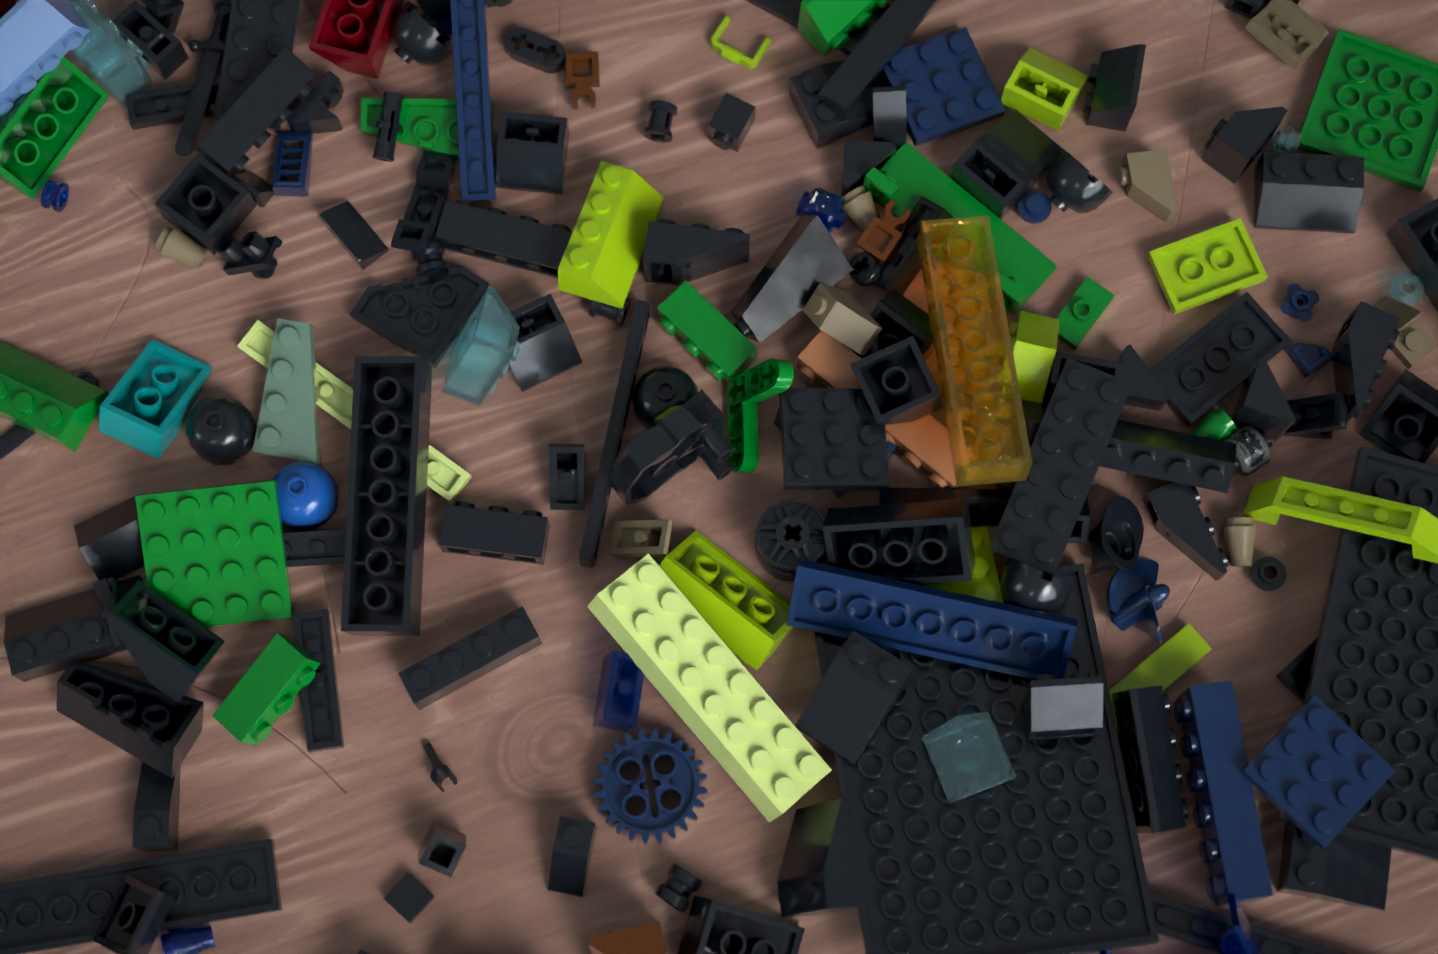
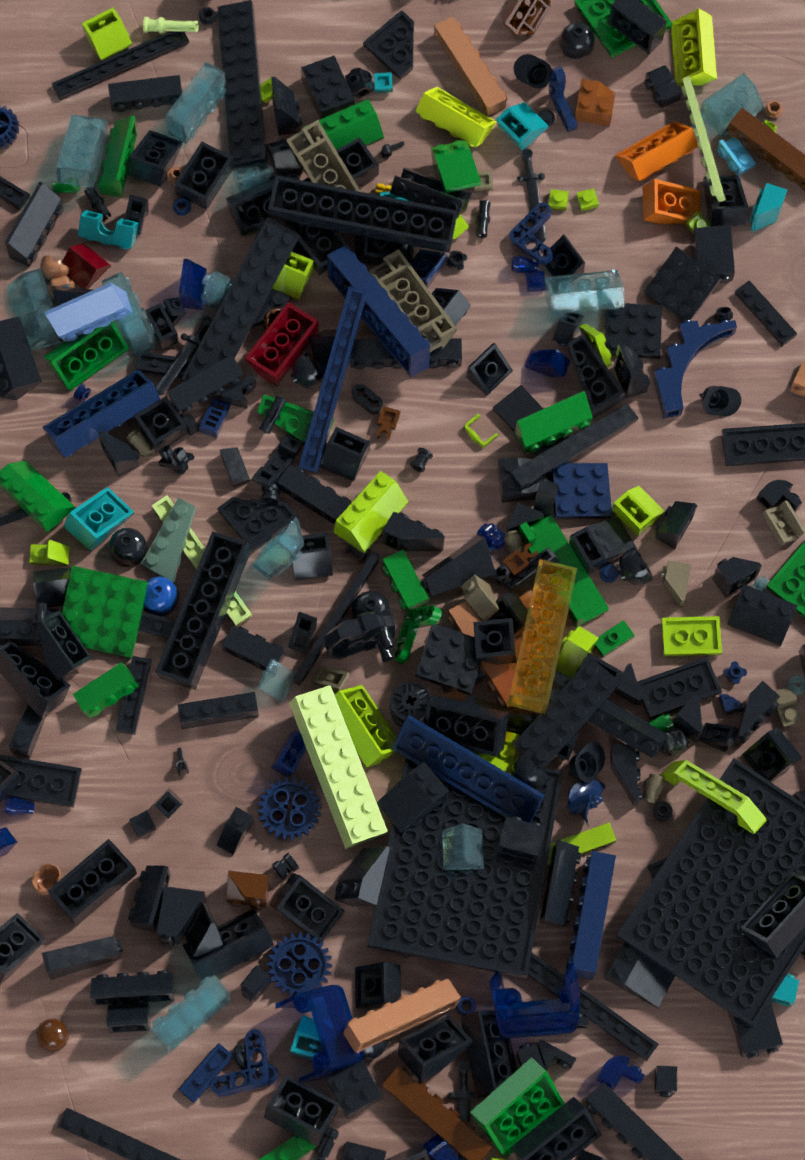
camera: 15 degrees right, 5 degrees down
(93, 486) = (50, 554): none -> lime slope
(98, 219) = (101, 413): none -> dark blue brick
(151, 277) = (118, 453): none -> black slope
(552, 573) = (276, 680): none -> clear light blue piece
(731, 123) = (459, 473): black brick -> none
(1318, 771) = (643, 917): dark blue plate -> none

